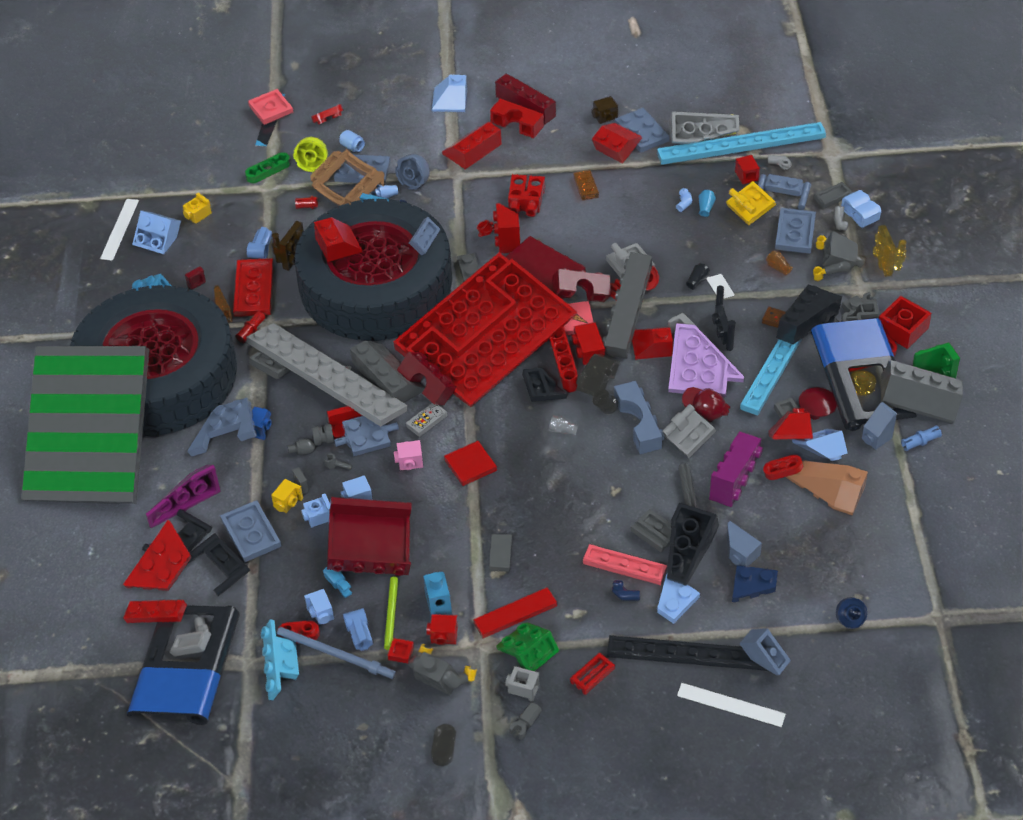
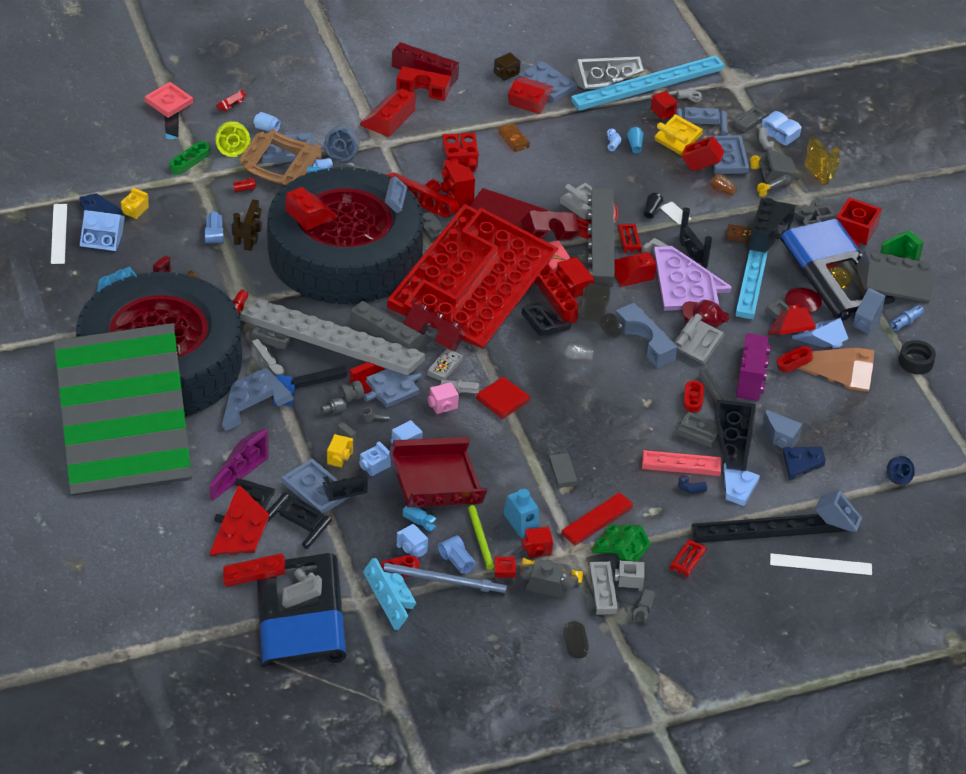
camera: 20 degrees left, 5 degrees down
(164, 205) = (97, 203): none -> dark blue wing
(253, 287) = (224, 267): red plate -> none
(255, 392) = (263, 358): none -> light grey hinge
(274, 537) = (346, 487): none -> black hinge
(299, 413) = (319, 377): none -> black axle
(431, 445) = (463, 387): none -> light grey axle
(450, 94) = (348, 68): light blue slope -> none
(467, 234) = (426, 196): none -> red beam
(491, 692) = (603, 588): none -> light grey plate
(661, 318) = (630, 246): none -> red tile
(661, 496) = (693, 396): none -> red plate
(765, 227) = (702, 153): none -> red brick
(920, 473) = (921, 348): none -> black tyre

